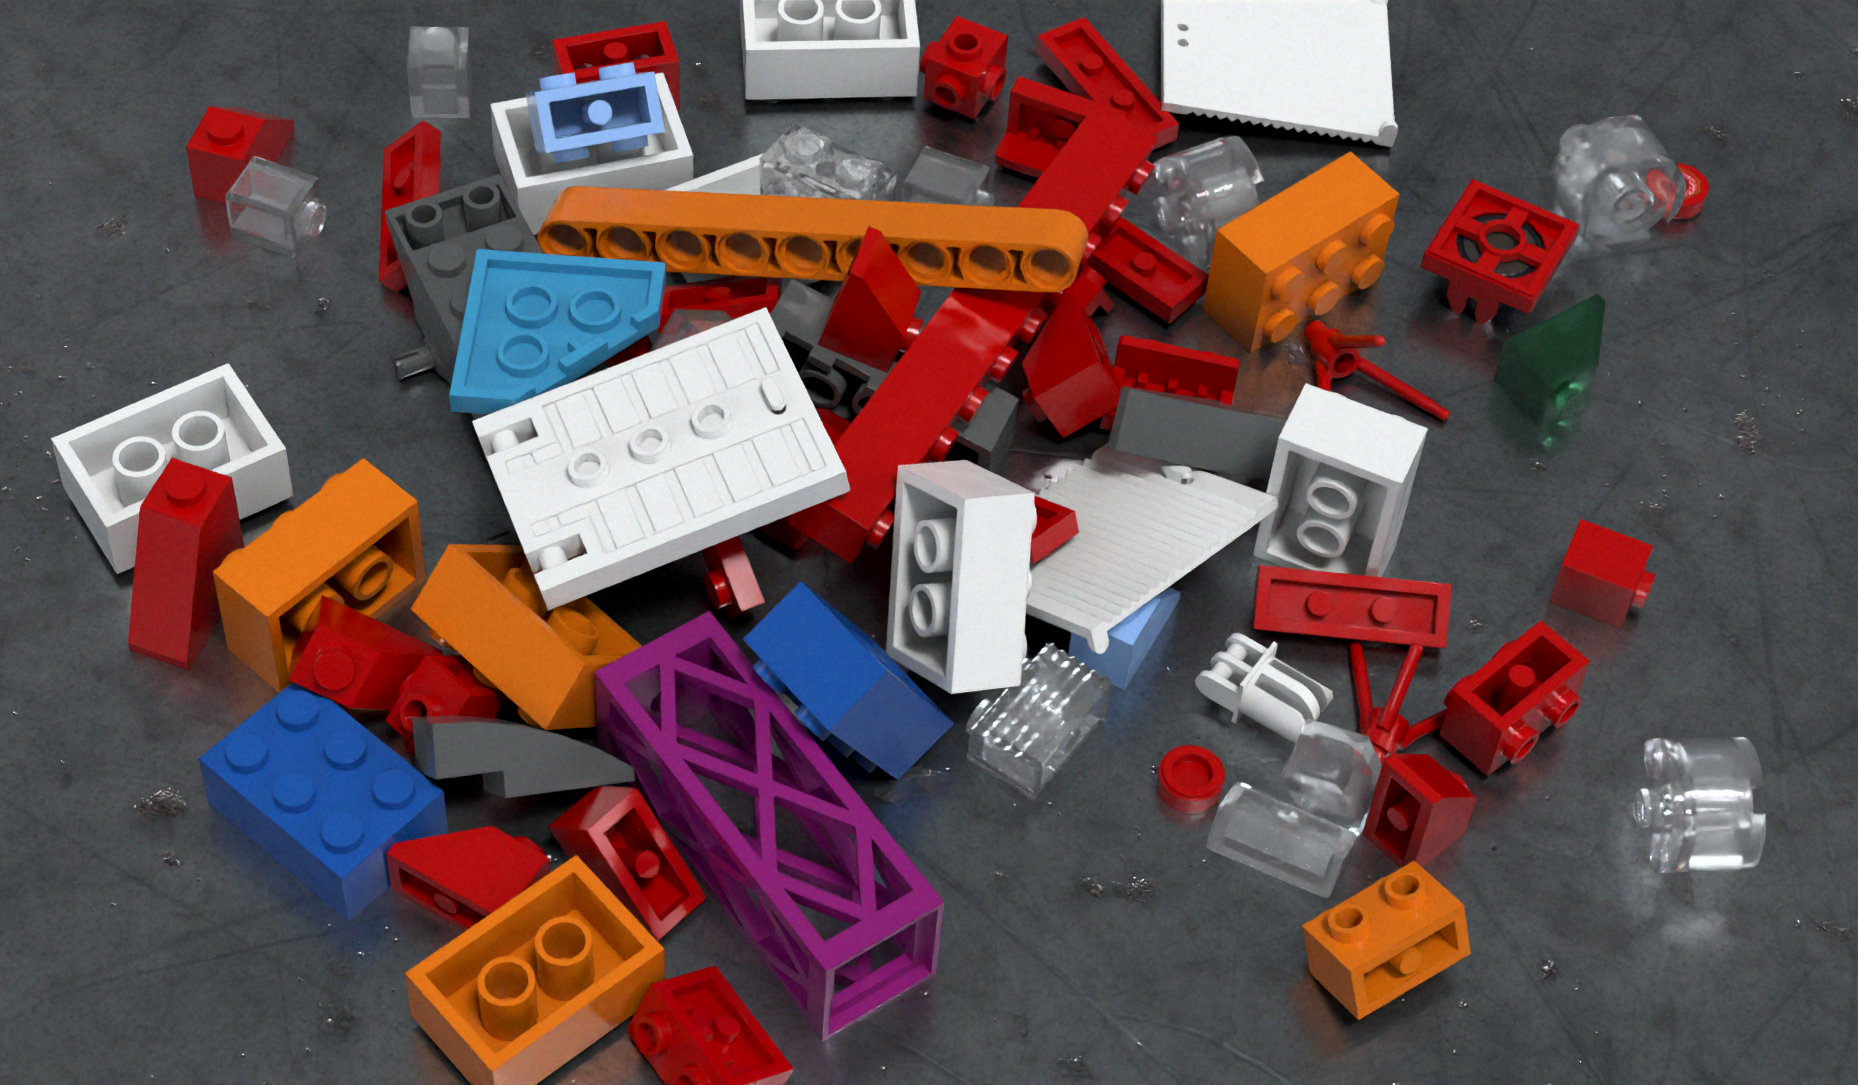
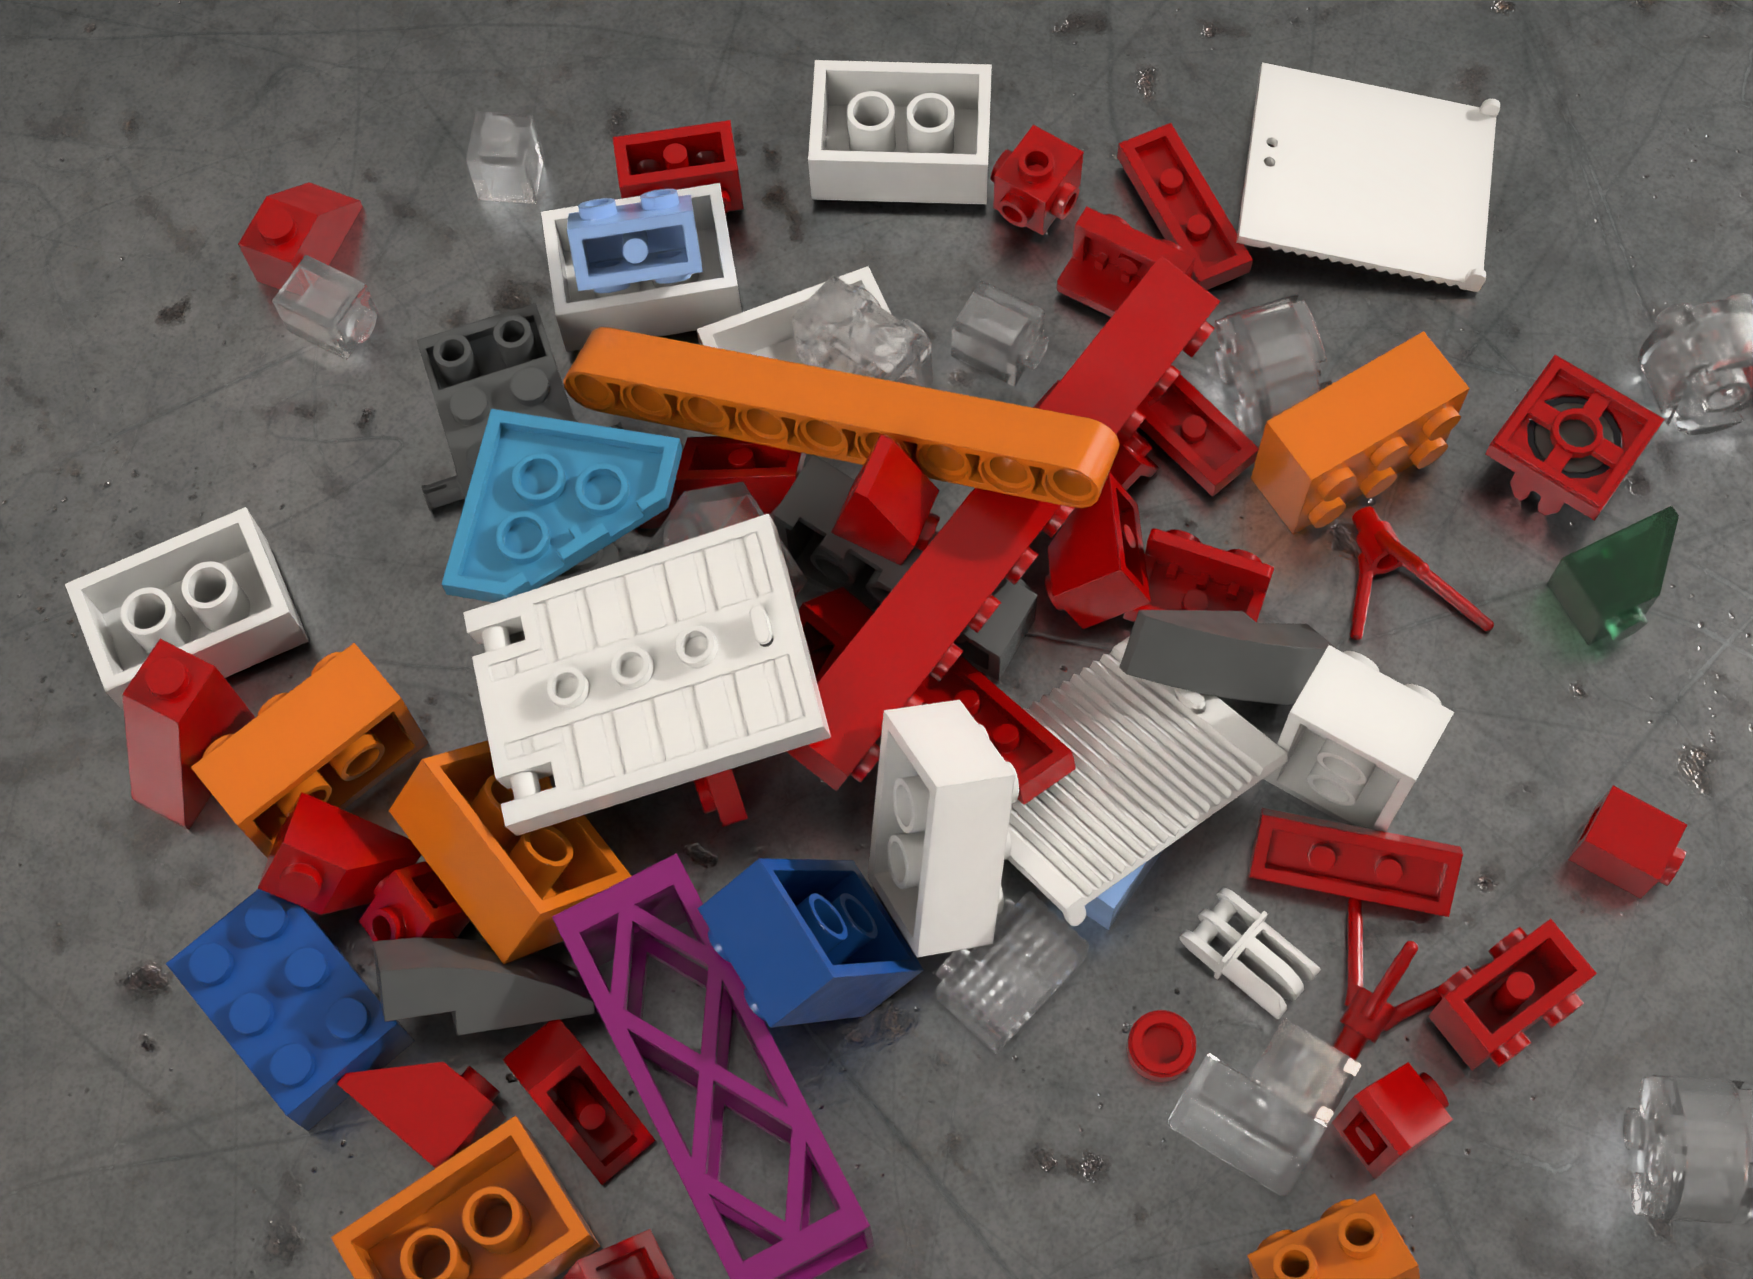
camera: 15 degrees right, 15 degrees up
(409, 174) = (462, 283): red plate -> none

